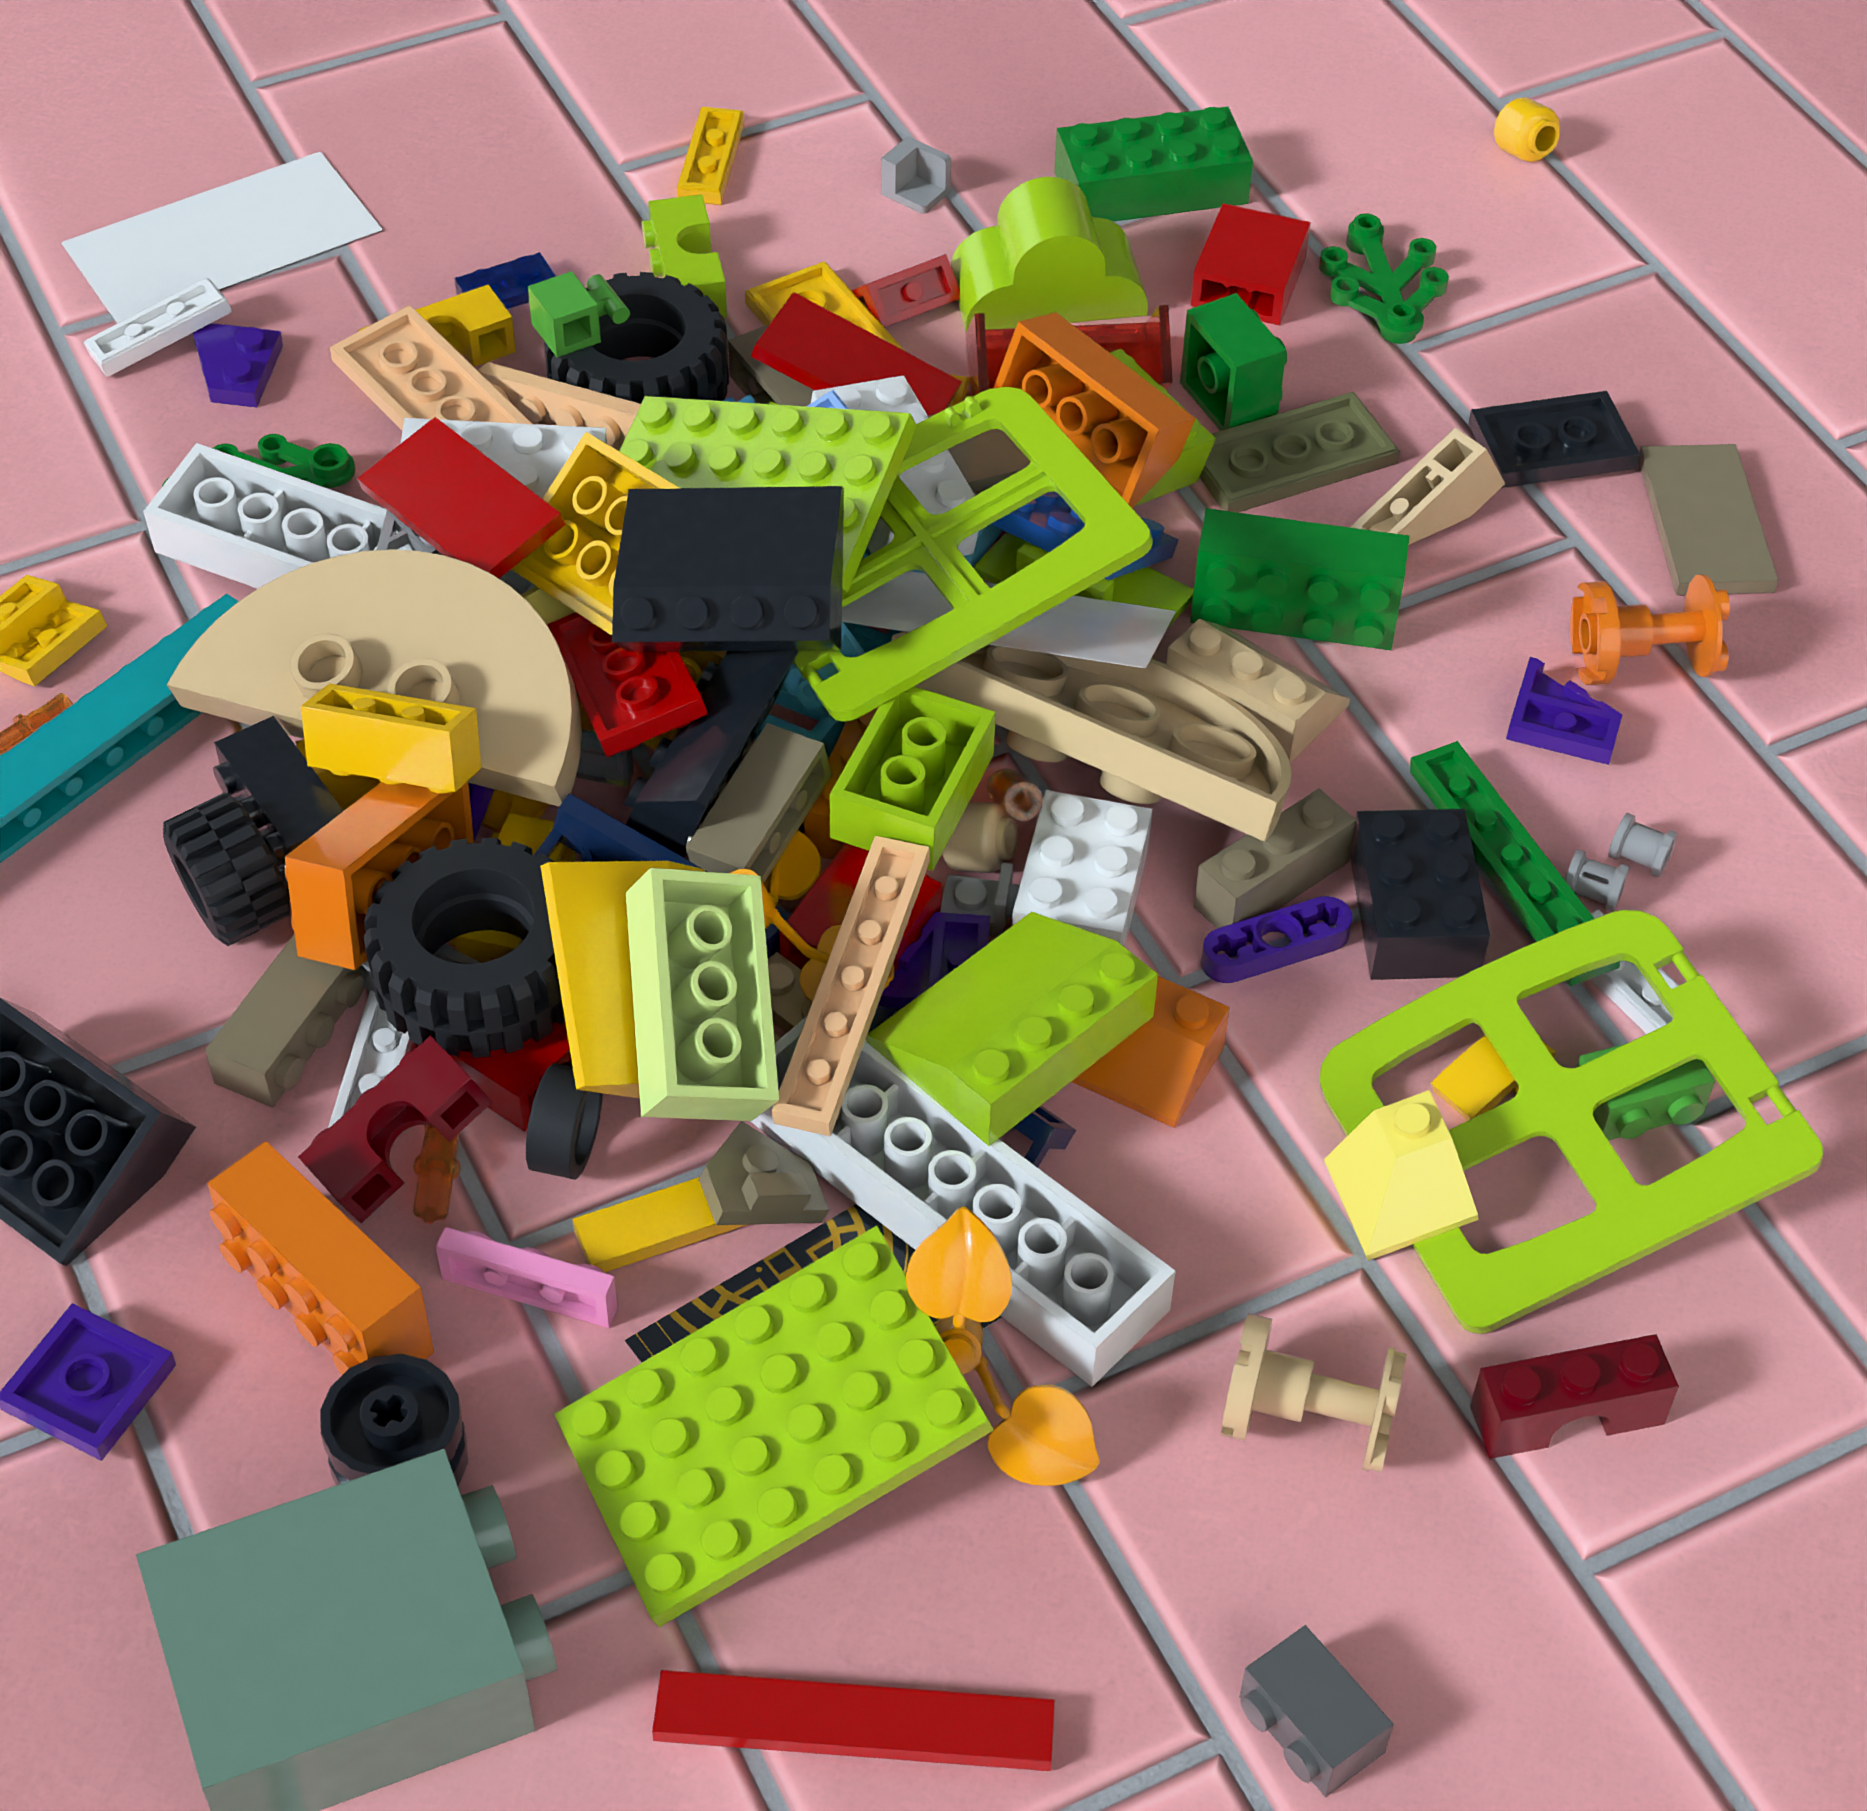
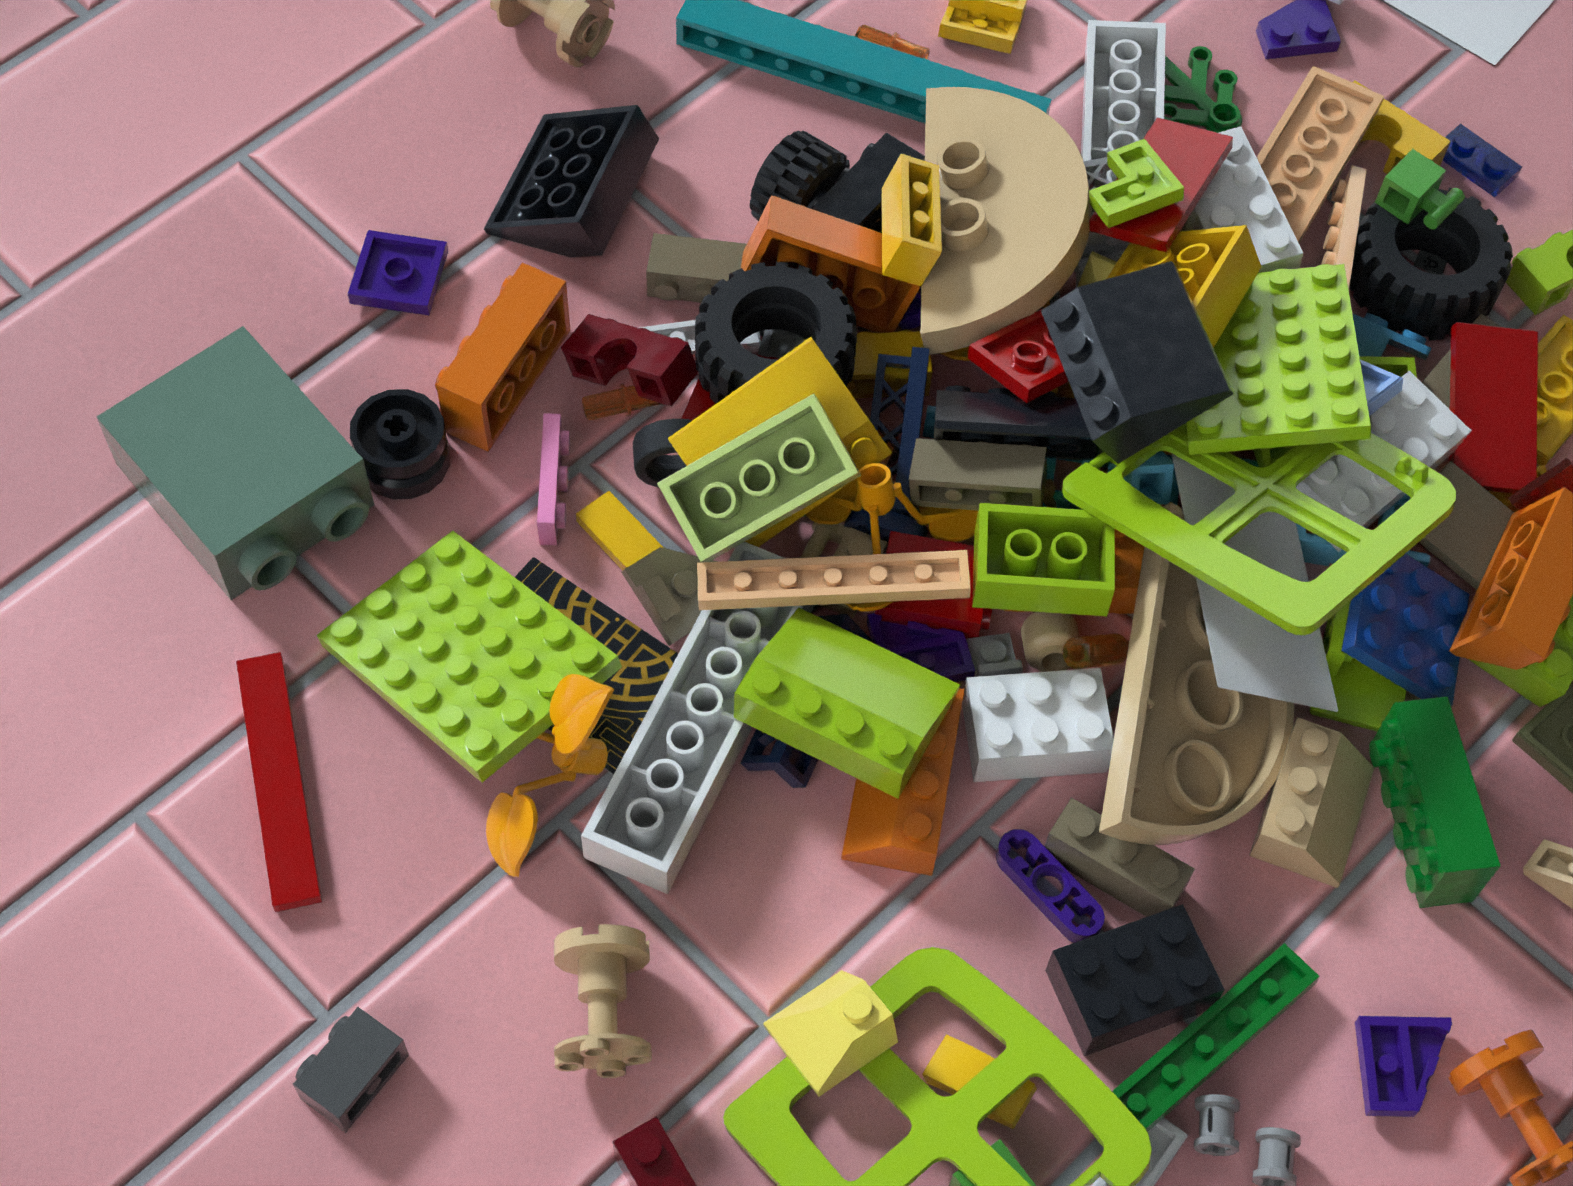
camera: 70 degrees right, 10 degrees up
(472, 503) = (1142, 185): none -> lime plate

